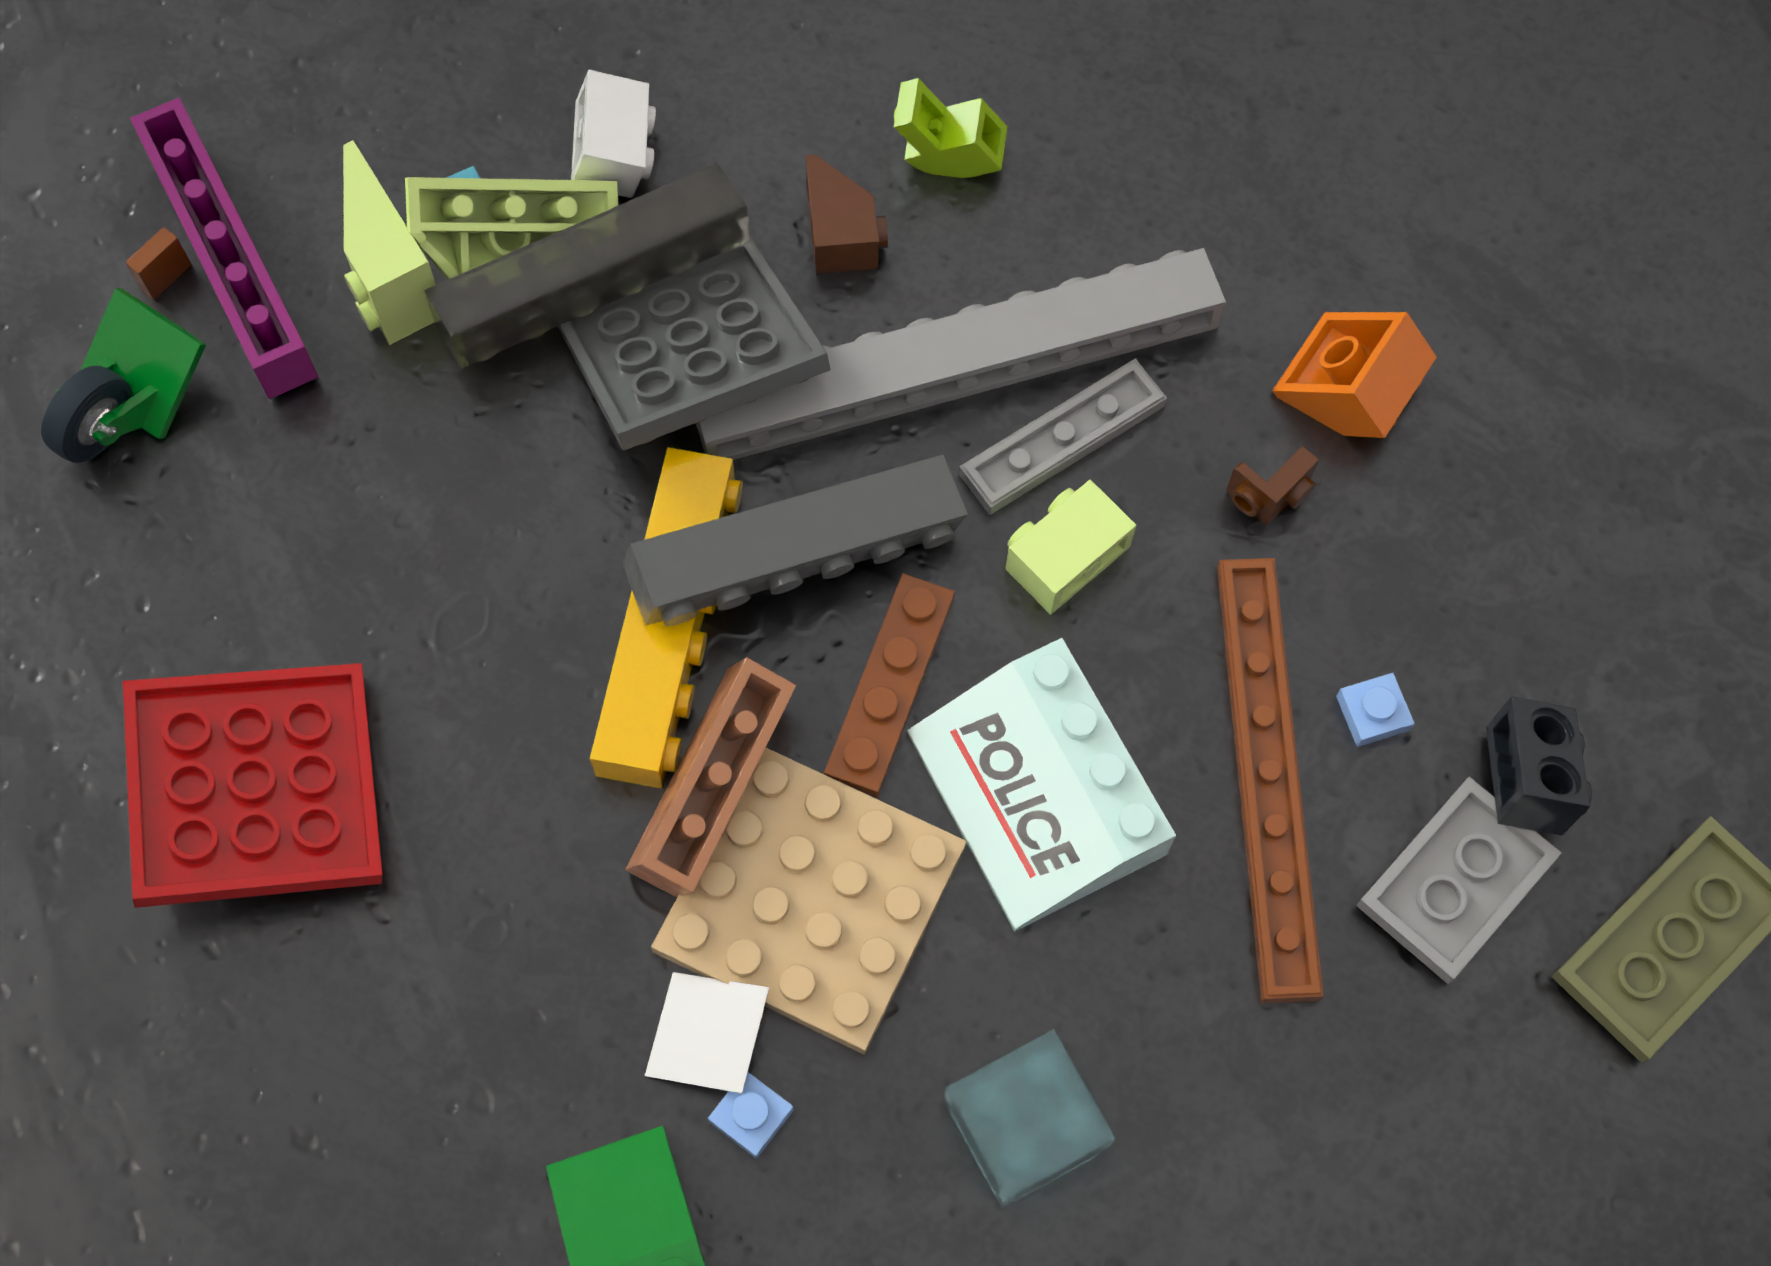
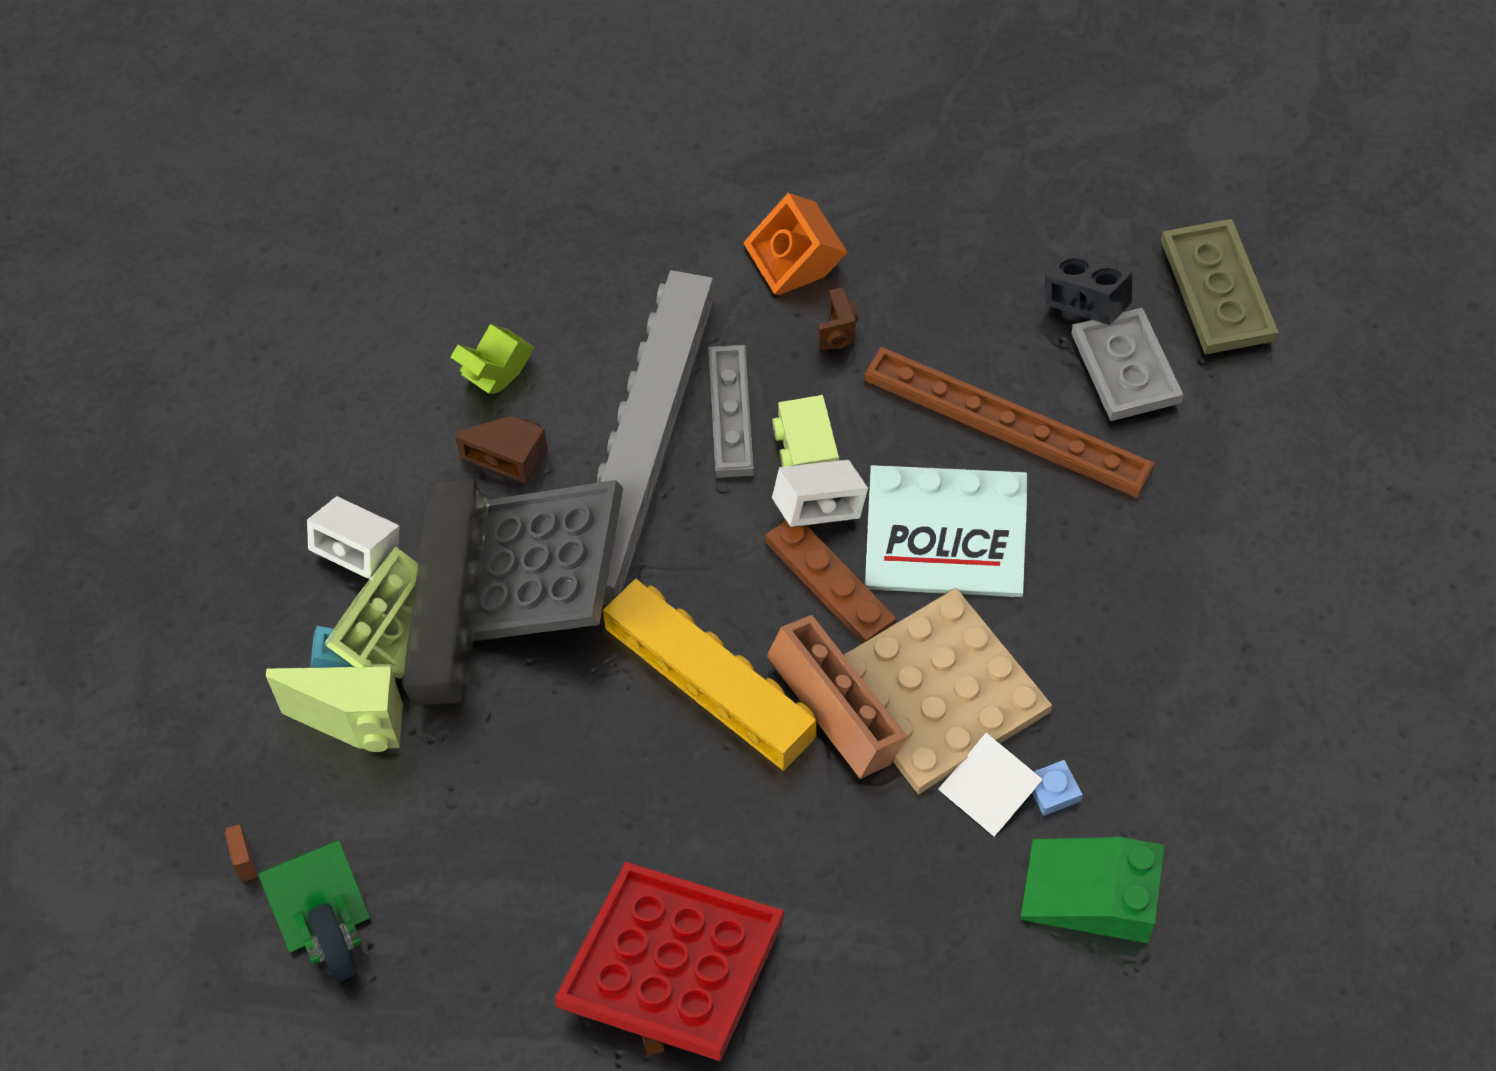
camera: 55 degrees left, 10 degrees down
(224, 248) = (264, 801): magenta brick -> none
(793, 540) = (714, 572): dark grey brick -> none
(990, 600) = (819, 492): none -> white brick
(1028, 1118) = (1144, 639): clear light blue brick -> none
(1375, 709) = (1002, 350): light blue plate -> none

